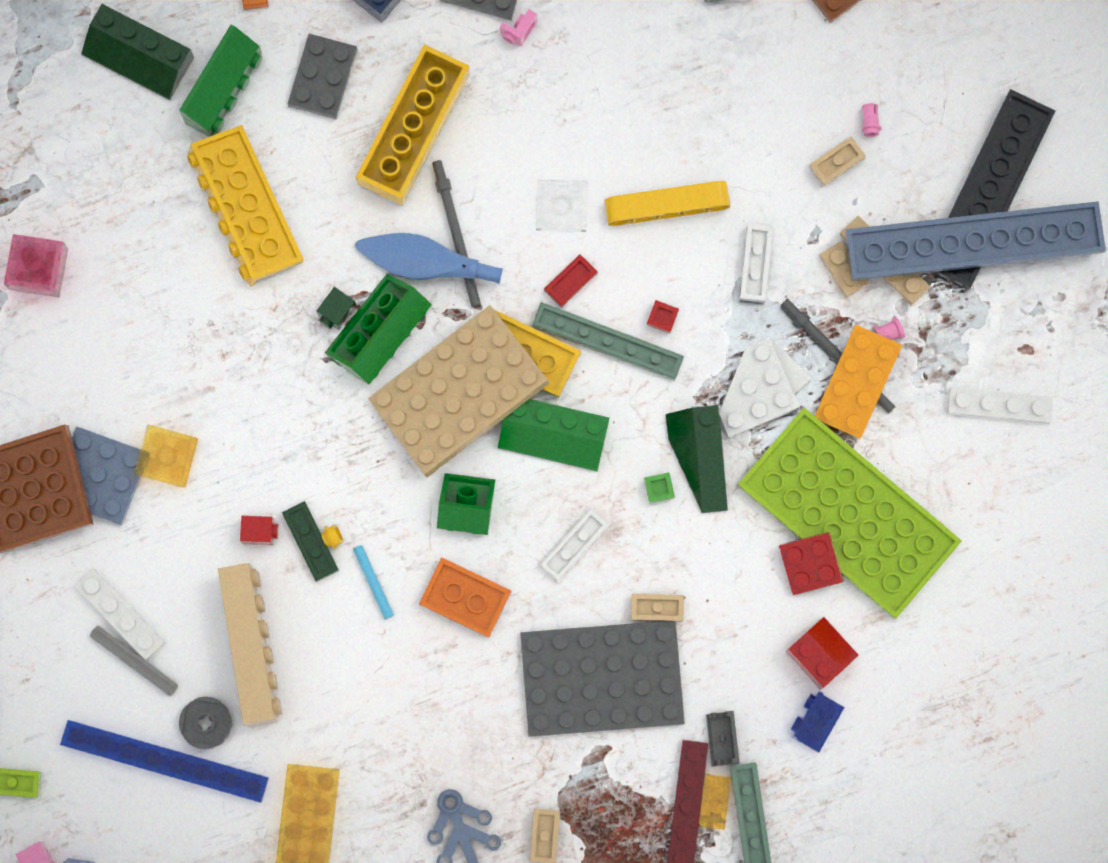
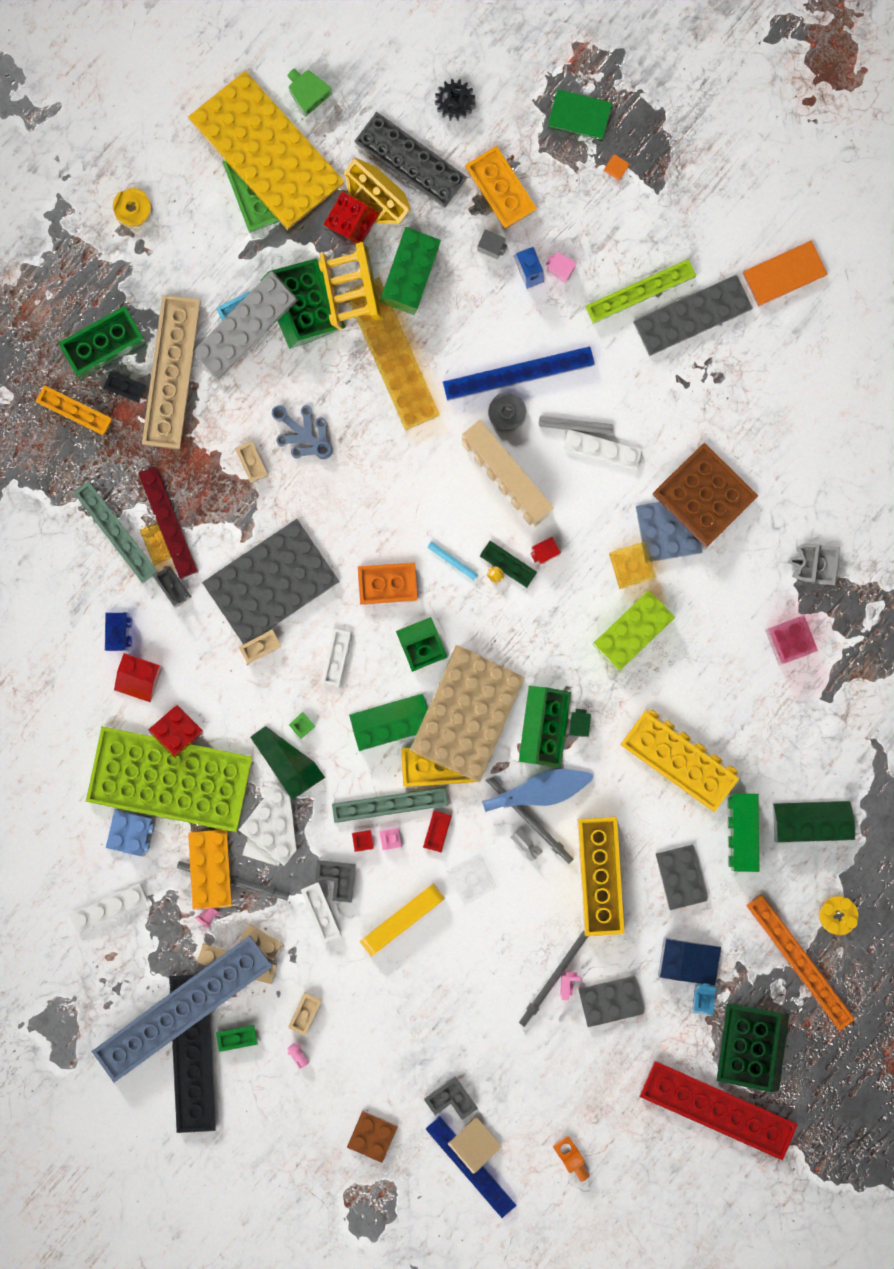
camera: 155 degrees right, 5 degrees up
(210, 379) = (633, 630): none -> lime brick
(477, 209) = (526, 844): none -> light grey bar
(574, 26) = (533, 1008): none -> dark grey bar
(629, 302) = (390, 839): none -> bright pink tile
(708, 290) = (342, 875): none -> dark grey plate
(929, 476) = (130, 833): none -> medium blue plate
(930, 177) = (236, 1038): none -> green plate

